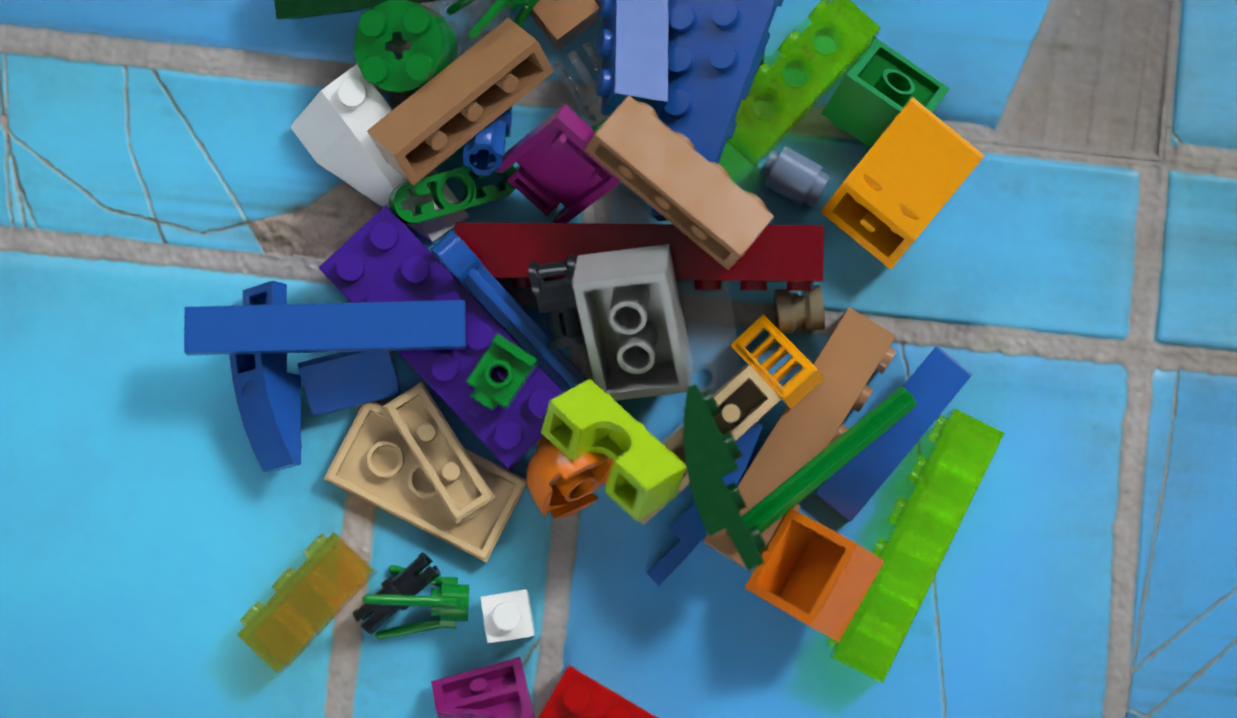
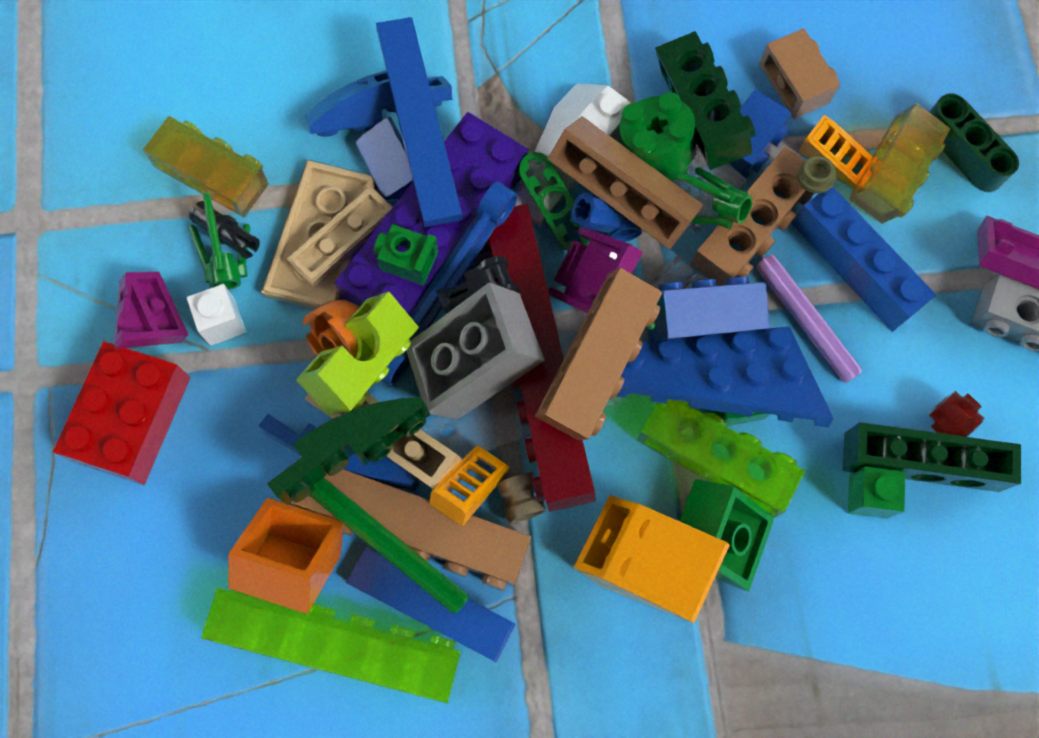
camera: 75 degrees right, 10 degrees down
(794, 176) = (635, 470): sand blue brick -> none

